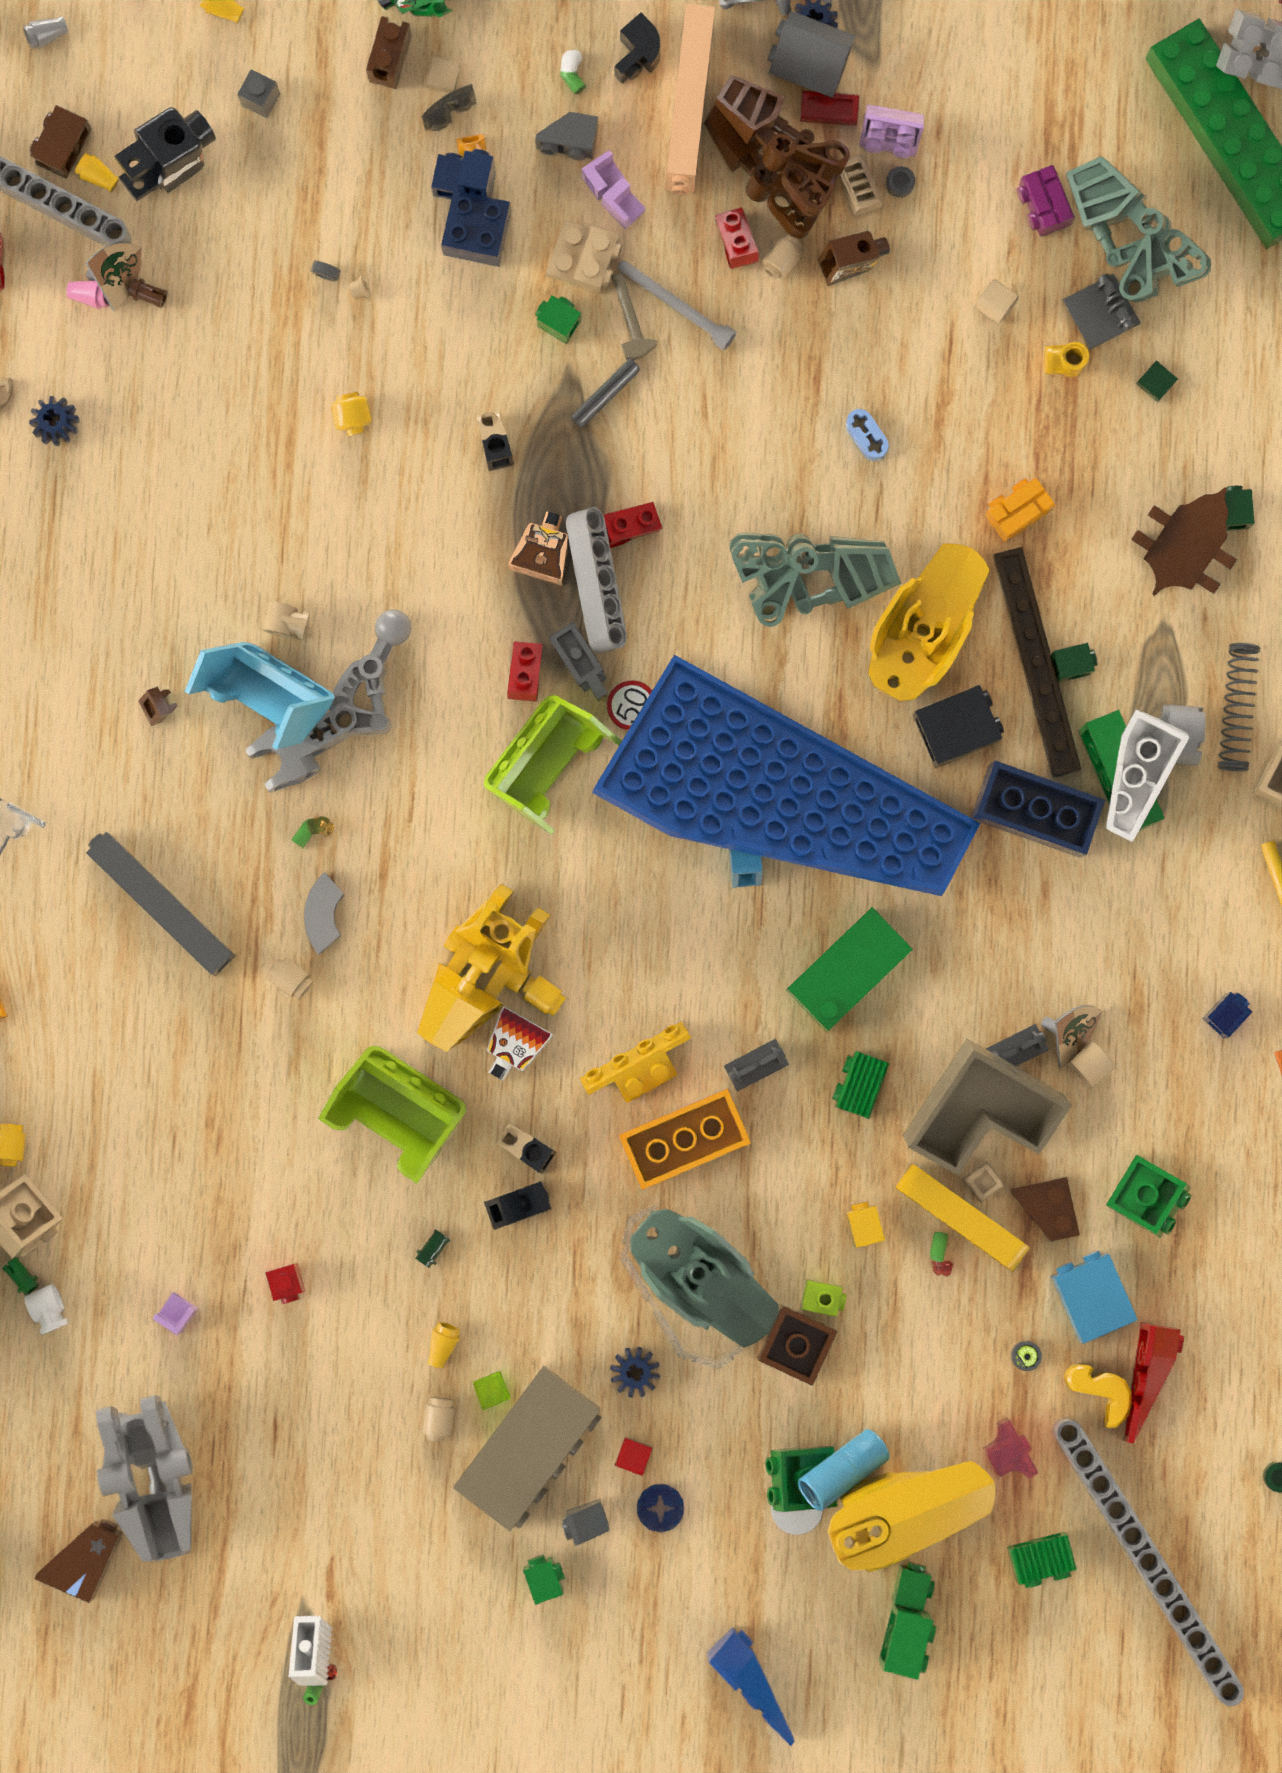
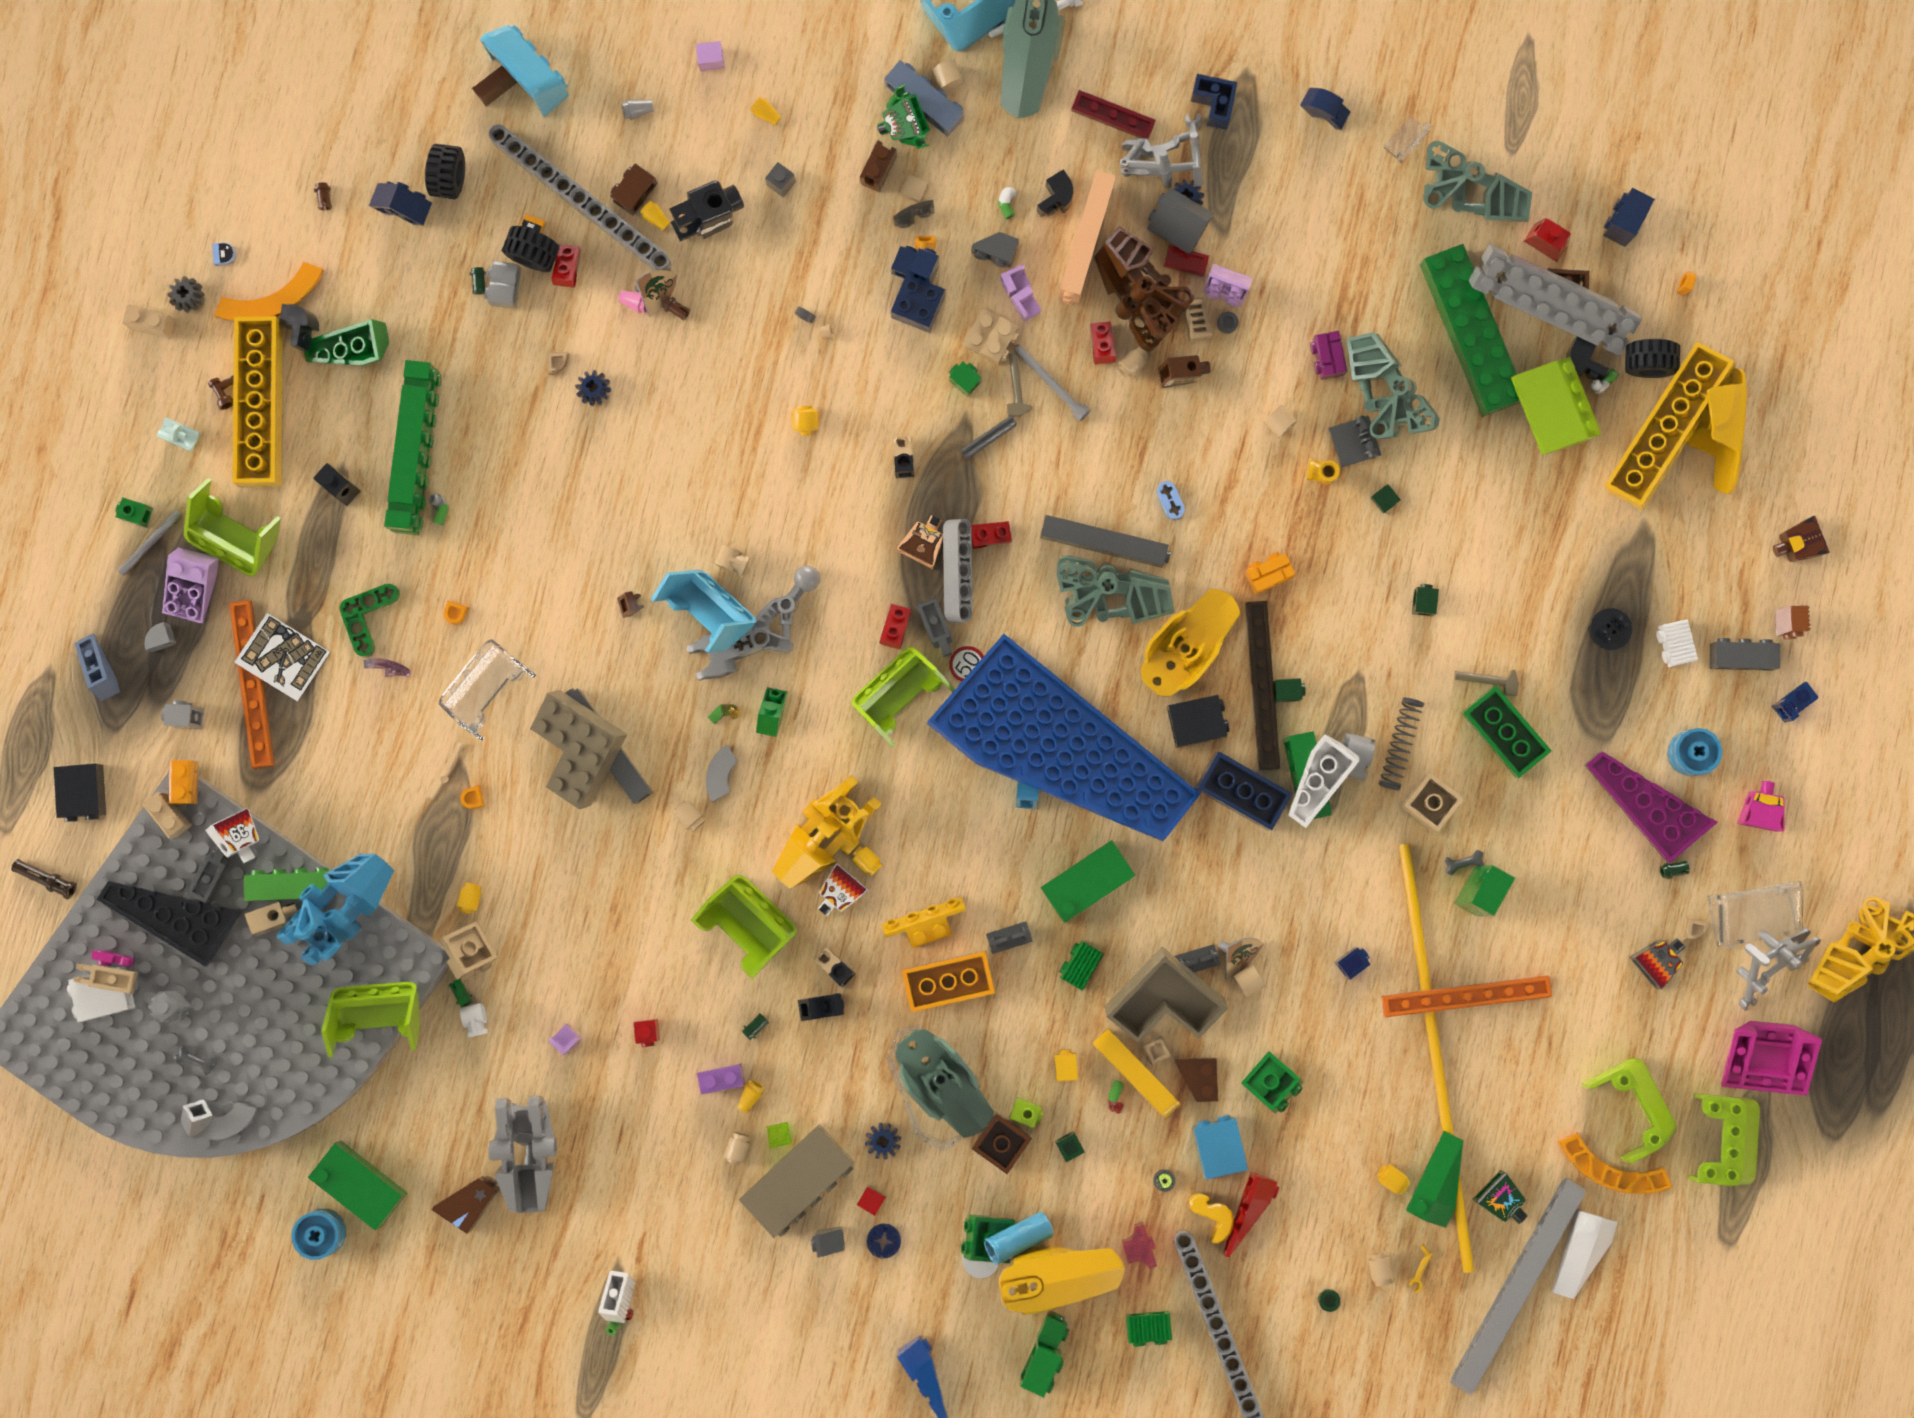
camera: 15 degrees right, 0 degrees up
(135, 908) = (587, 743): none -> dark tan piece
(377, 817) = (771, 712): none -> green slope
(399, 1328) = (721, 1078): none -> medium lavender brick
(544, 1578) = (791, 1276): green brick -> none
(789, 505) = (1105, 541): none -> dark grey brick
(890, 1333) = (1069, 1146): none -> dark green brick
(1188, 543) = (1386, 619): reddish brown animal -> none

